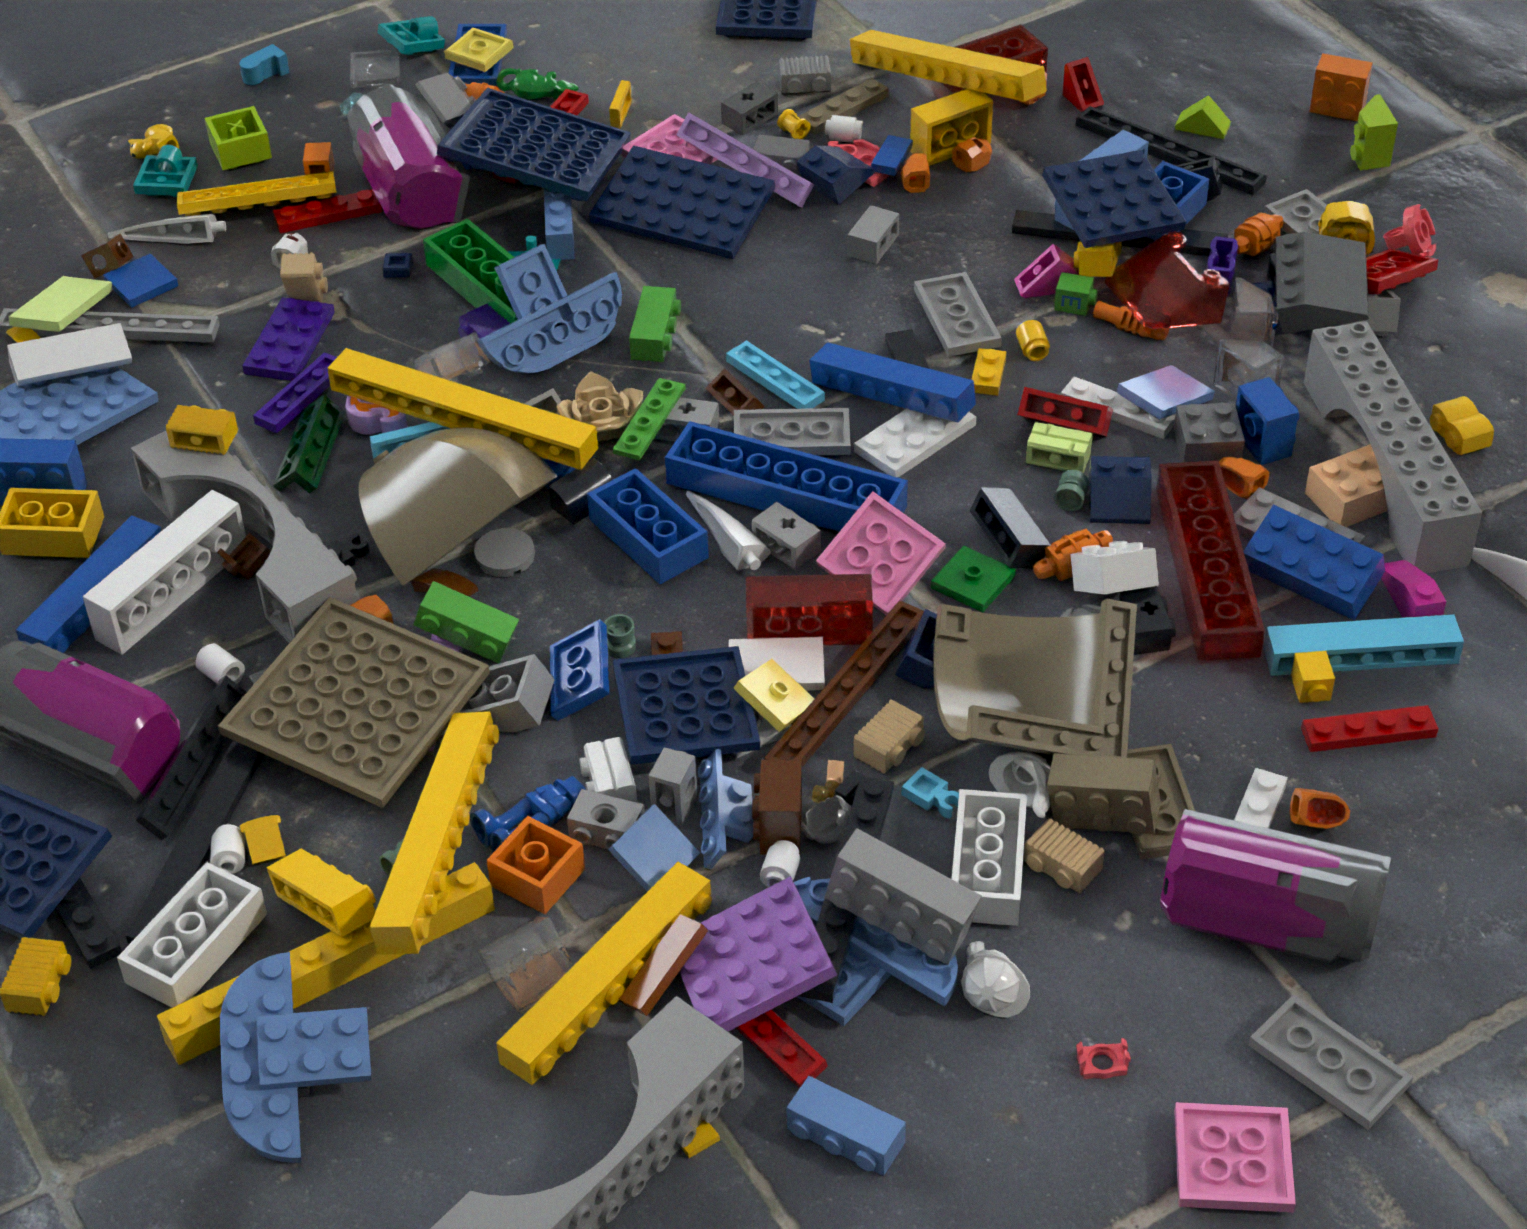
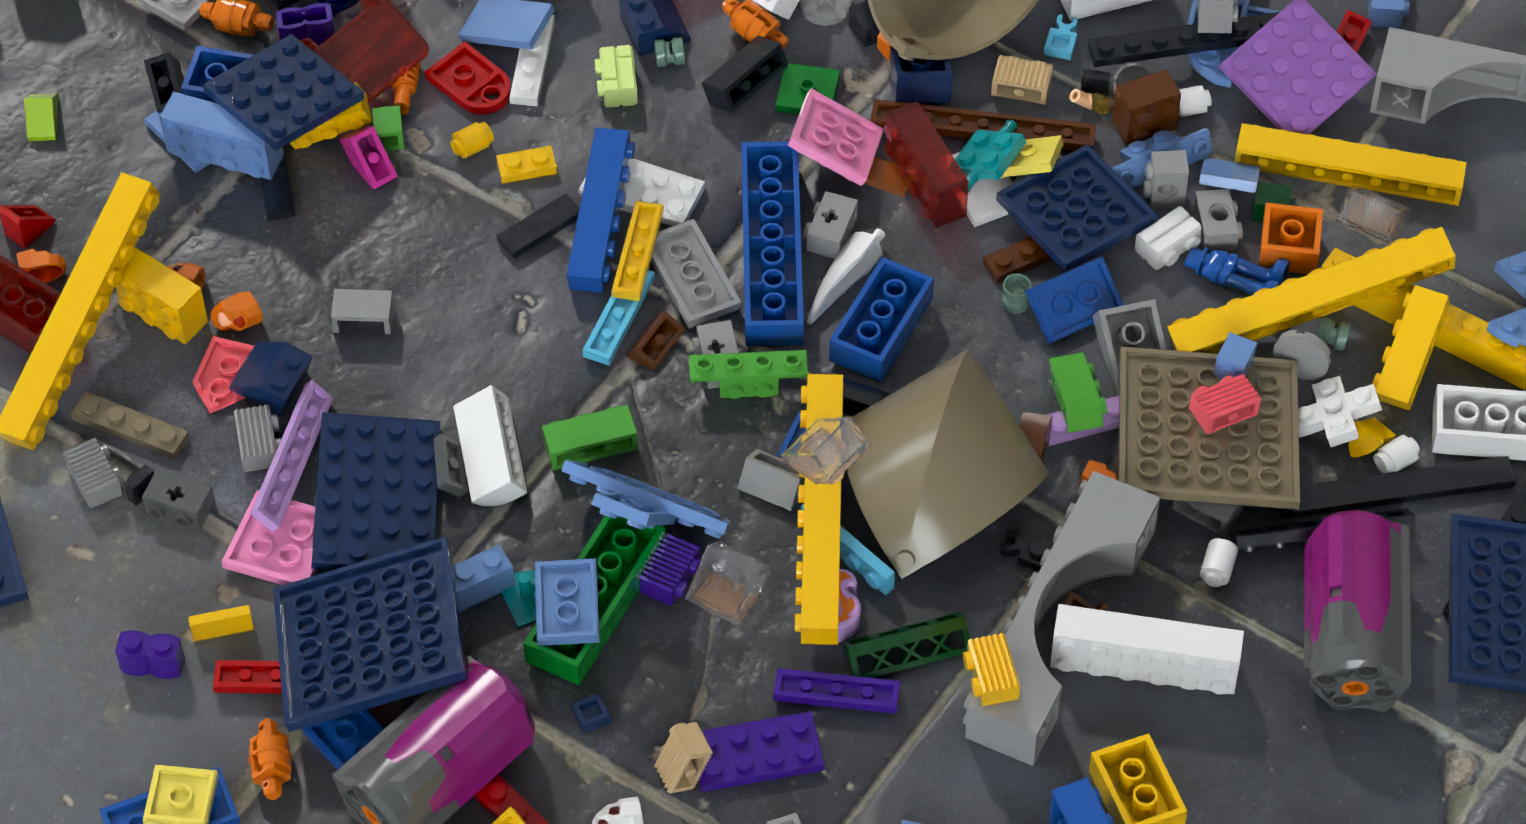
camera: 115 degrees left, 10 degrees up
(64, 613) = (1189, 715): blue brick -> none
(305, 811) = (1337, 410): none -> white plate
(358, 700) = (1224, 403): none -> coral brick
(385, 807) = (1308, 350): none -> light grey tile
(404, 732) = (1235, 356): none -> medium blue brick
(446, 97) = (313, 762): light grey slope -> none
(481, 243) = (566, 602): none -> medium blue tile
(495, 398) = (827, 449): none -> clear slope
(531, 85) = (217, 723): green animal -> none
(598, 878) = (1271, 194): none -> dark green brick
(602, 406) = (759, 411): tan brick -> none
(617, 65) = (154, 654): none -> dark purple brick
(663, 965) = (1327, 122): tile -> none
(681, 244) = (450, 465): none -> dark grey plate
(682, 268) = (490, 448): none -> white brick
(775, 85) = (137, 484): none -> black plate
(793, 124) = (192, 449): yellow bush -> none
(793, 659) = (990, 153): none -> teal plate
(832, 396) = (637, 251): none -> yellow tile
(843, 128) = (183, 401): white brick -> none
(892, 155) = (221, 339): blue tile -> none
(957, 314) = (456, 208): light grey plate -> none
(1065, 411) = (574, 79): red brick -> none
(1112, 361) = (469, 79): none -> red tile
(1171, 149) = (101, 131): black tile -> none

